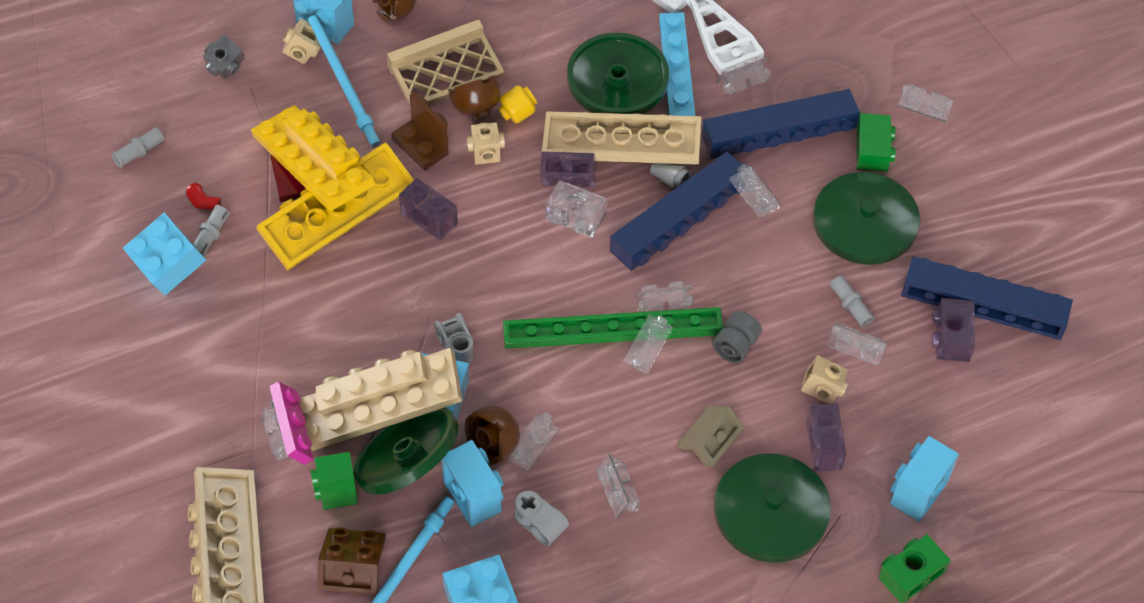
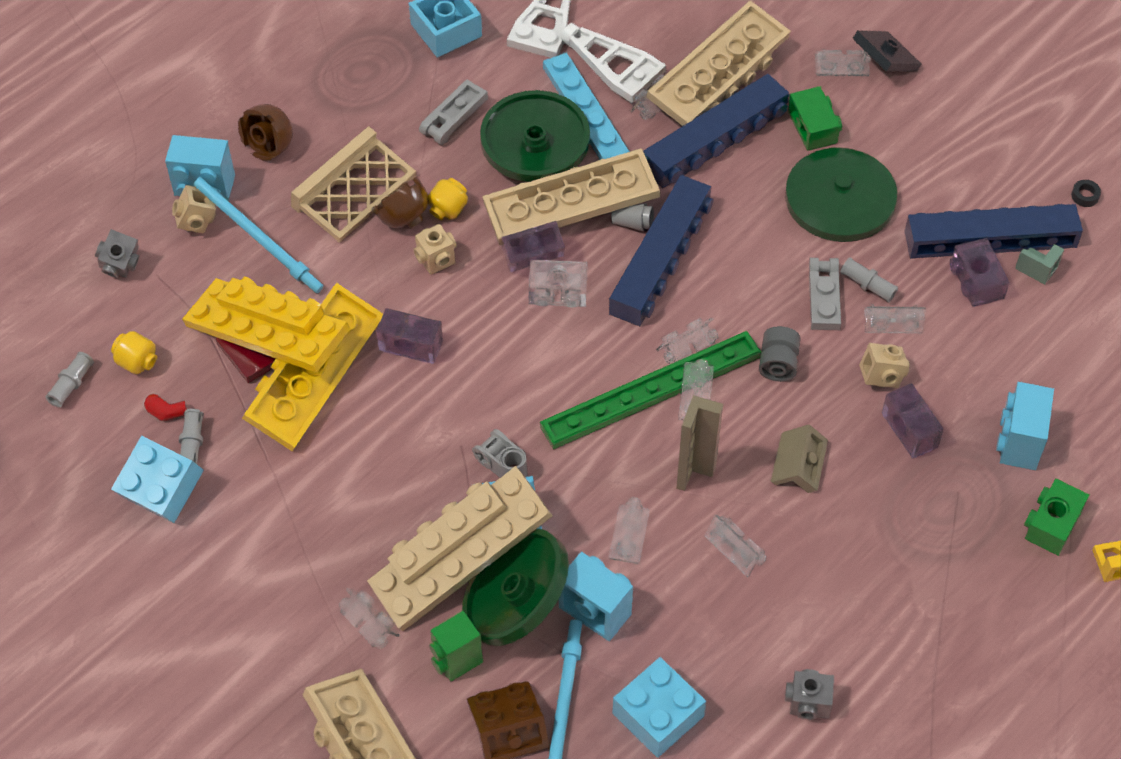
camera: 20 degrees left, 0 degrees up
(197, 143) = (134, 352): none -> yellow head
(292, 423) = (381, 603): dark pink plate -> none
(424, 135) = (368, 261): reddish brown bracket -> none
(493, 431) = (591, 533): reddish brown cylinder -> none
(543, 521) = (678, 605): light grey piece -> none
(560, 31) = (453, 111): none -> light grey plate
(617, 383) = (699, 440): none -> dark tan fence
(754, 191) = (727, 204): clear hinge -> none
(772, 507) = (892, 509): dark green dish -> none
(806, 300) = (824, 294): none -> light grey plate
(811, 66) = (720, 64): none -> tan plate
(970, 105) = (886, 51): none -> black plate
(1015, 342) = (1039, 265): none -> sand green panel
(1093, 302) = (1083, 200): none -> black piece

